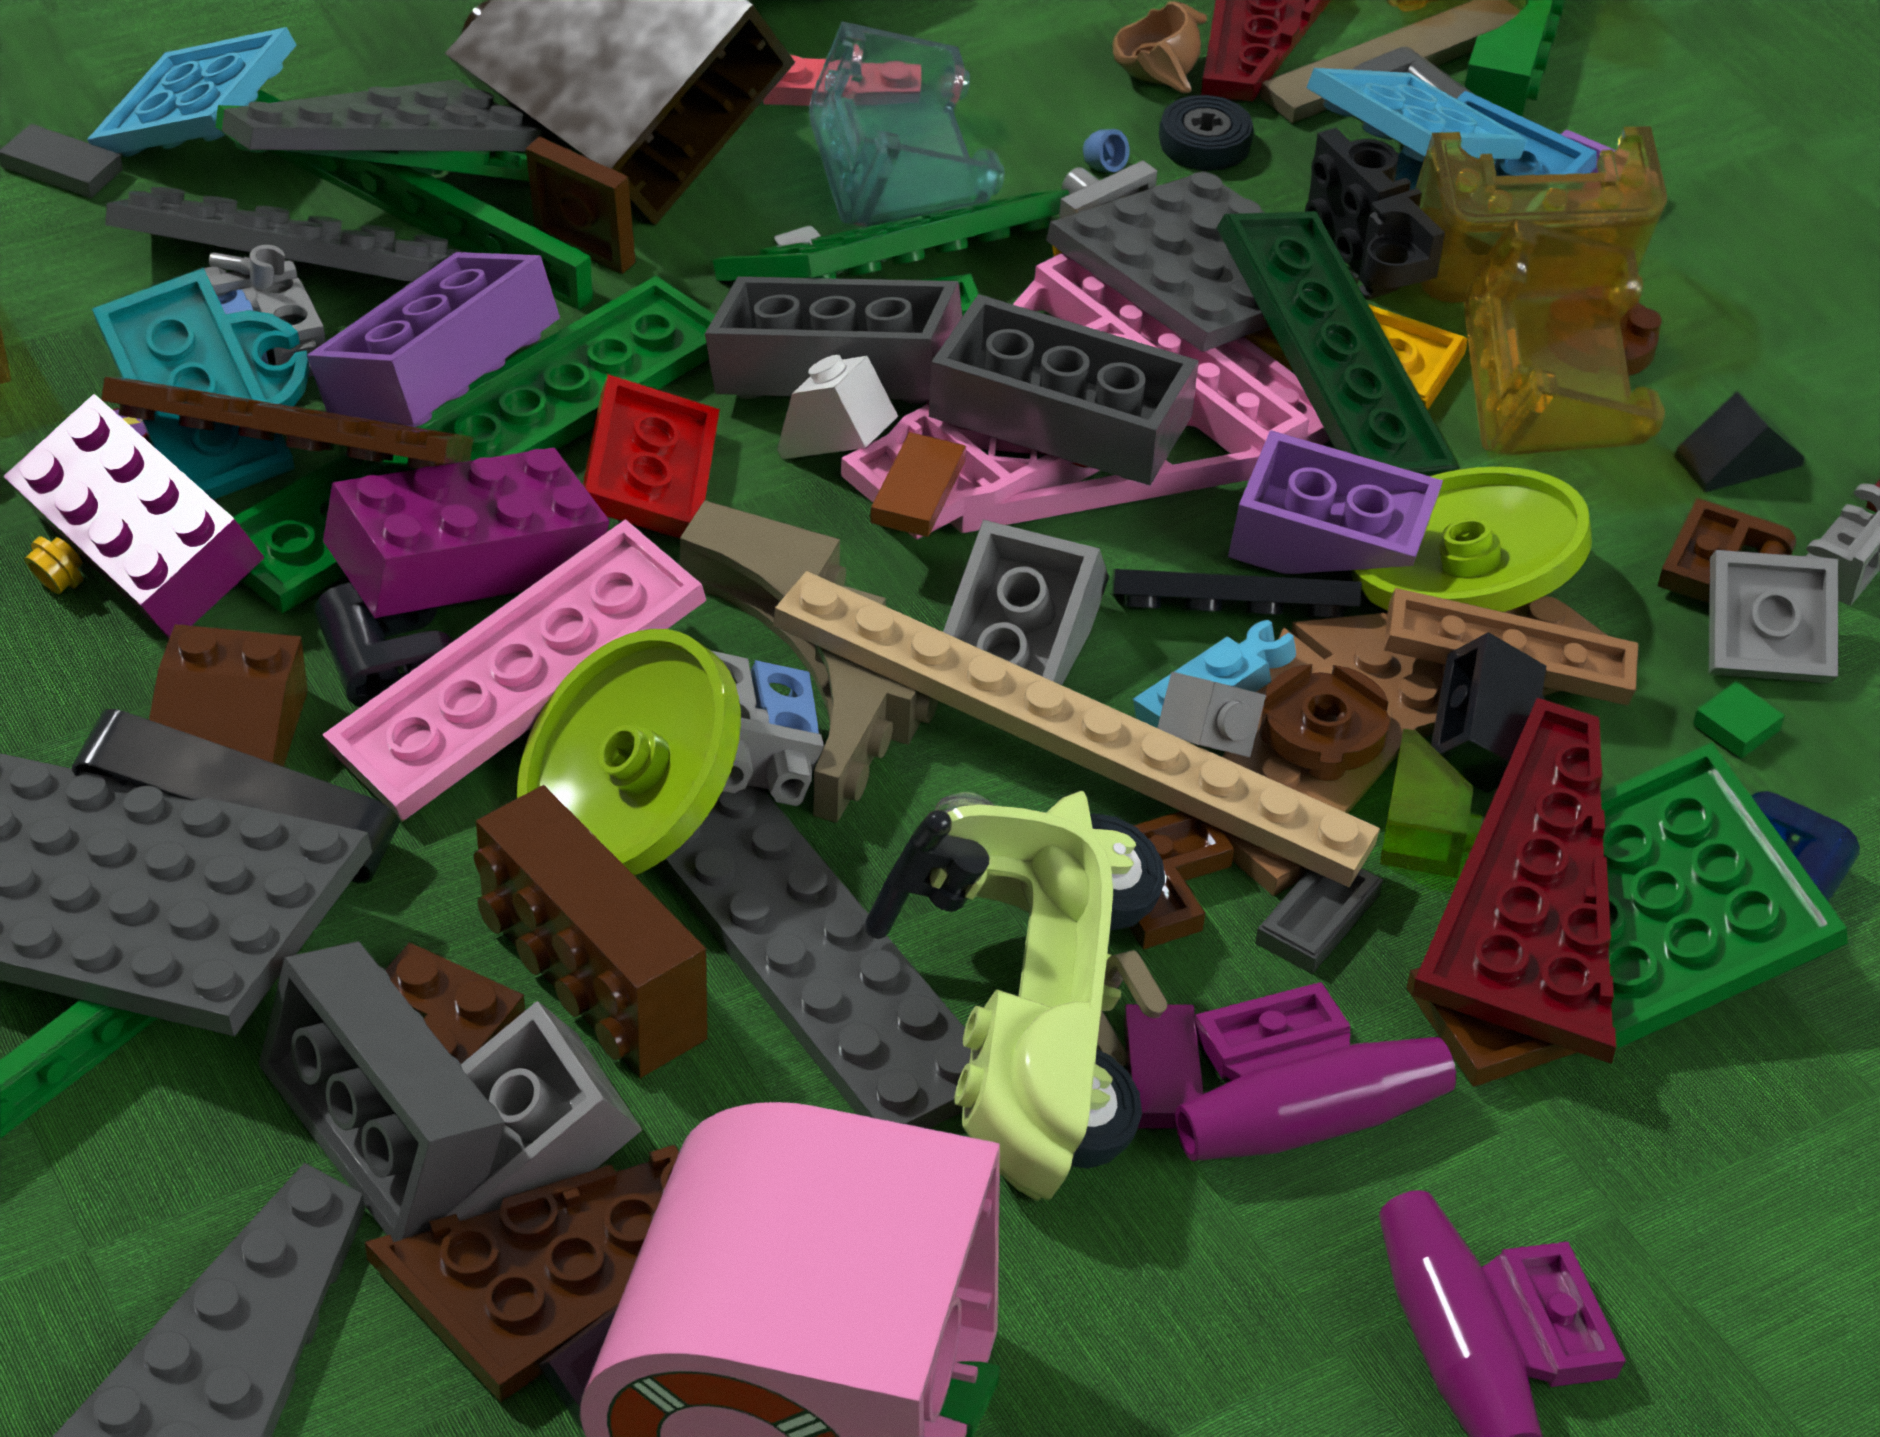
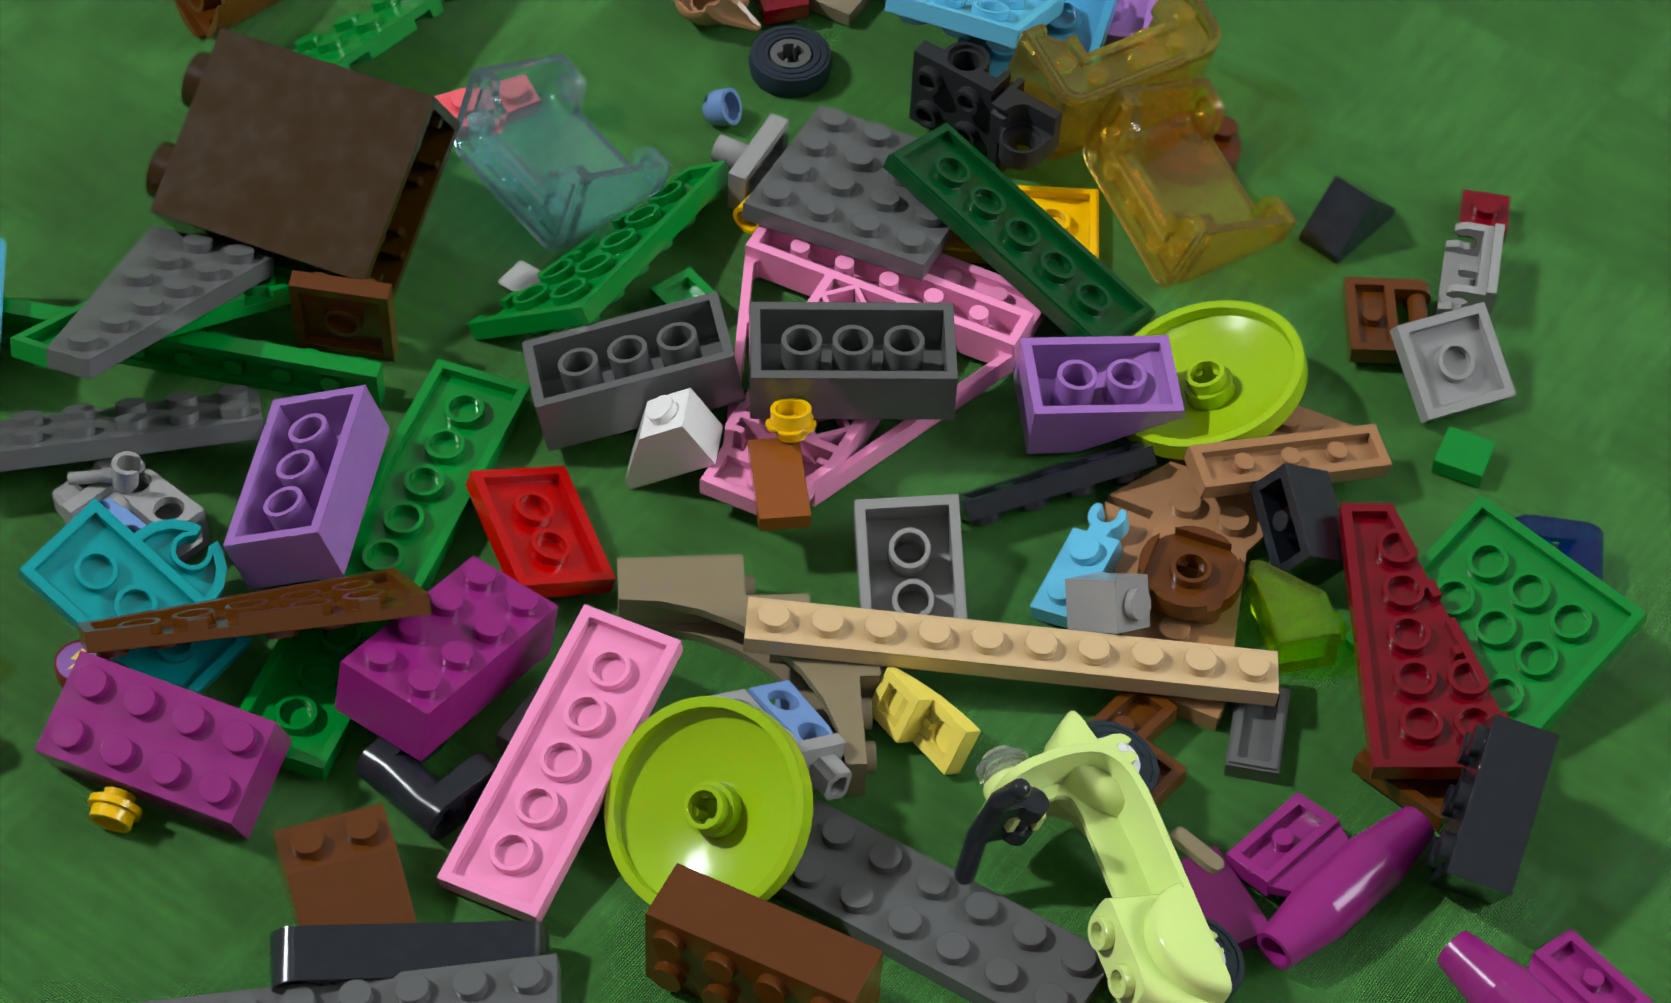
camera: 25 degrees left, 5 degrees up
(934, 754) = (921, 716): none -> light yellow slope
(961, 423) = (791, 420): none -> yellow plate
(1522, 1062) = (1491, 809): none -> black brick

